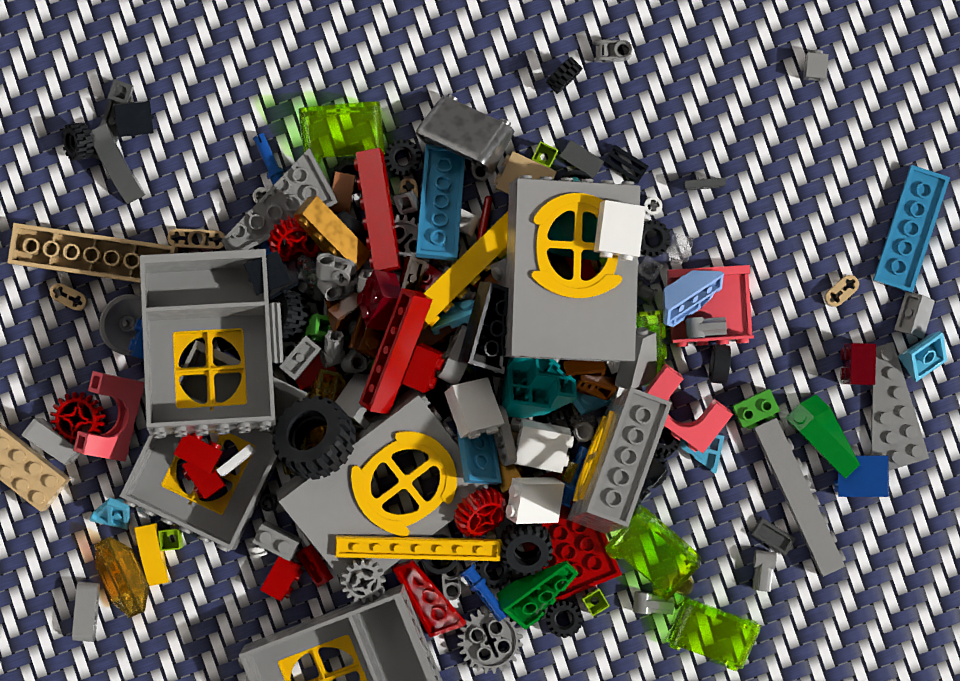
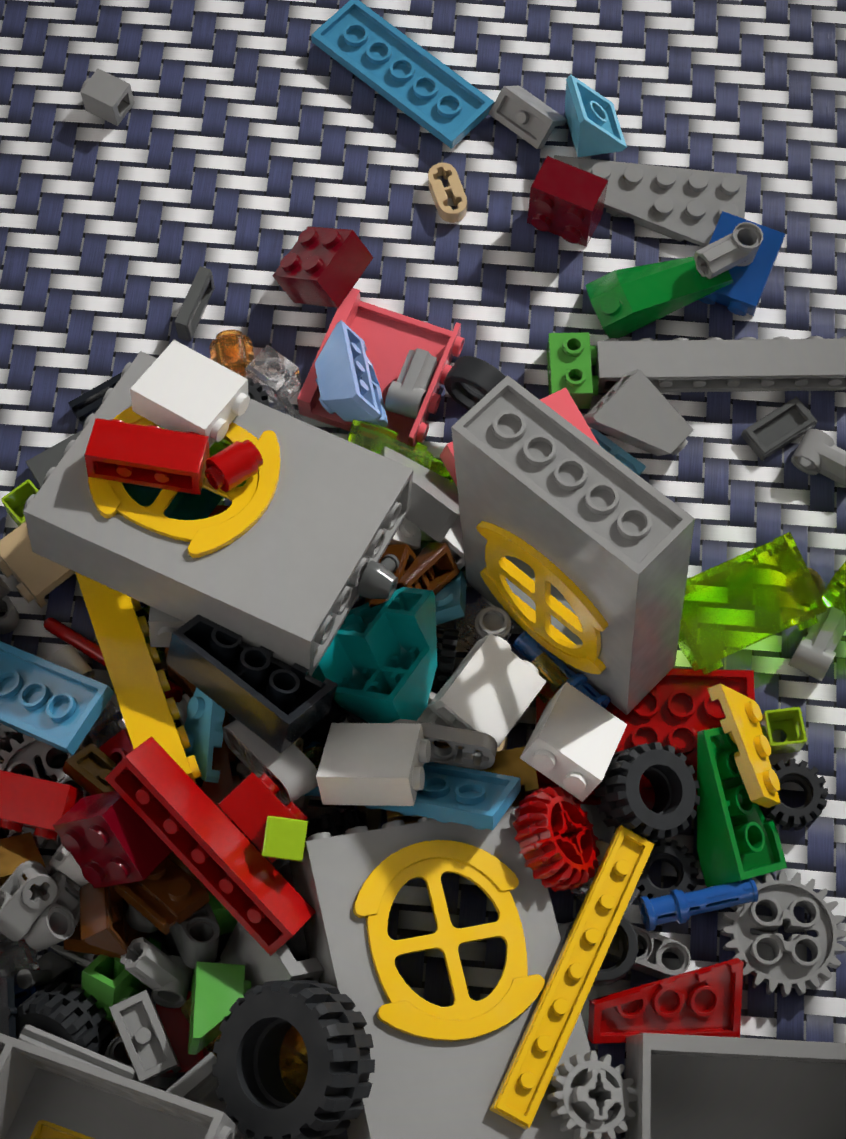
camera: 70 degrees left, 20 degrees down
(329, 384) = (212, 995): none -> bright green slope
(413, 386) = (284, 838): none -> lime piece
(571, 367) = (378, 578): none -> dark grey bar
(574, 226) = (147, 456): none -> red brick
(581, 583) = (752, 759): none -> yellow wing
(588, 272) = (233, 465): none -> red brick
(680, 220) = (232, 351): none -> clear orange head
(739, 458) = (640, 416): none -> light grey slope
(755, 246) = (323, 266): none -> dark red brick
(857, 469) = (729, 251): none -> light grey piece

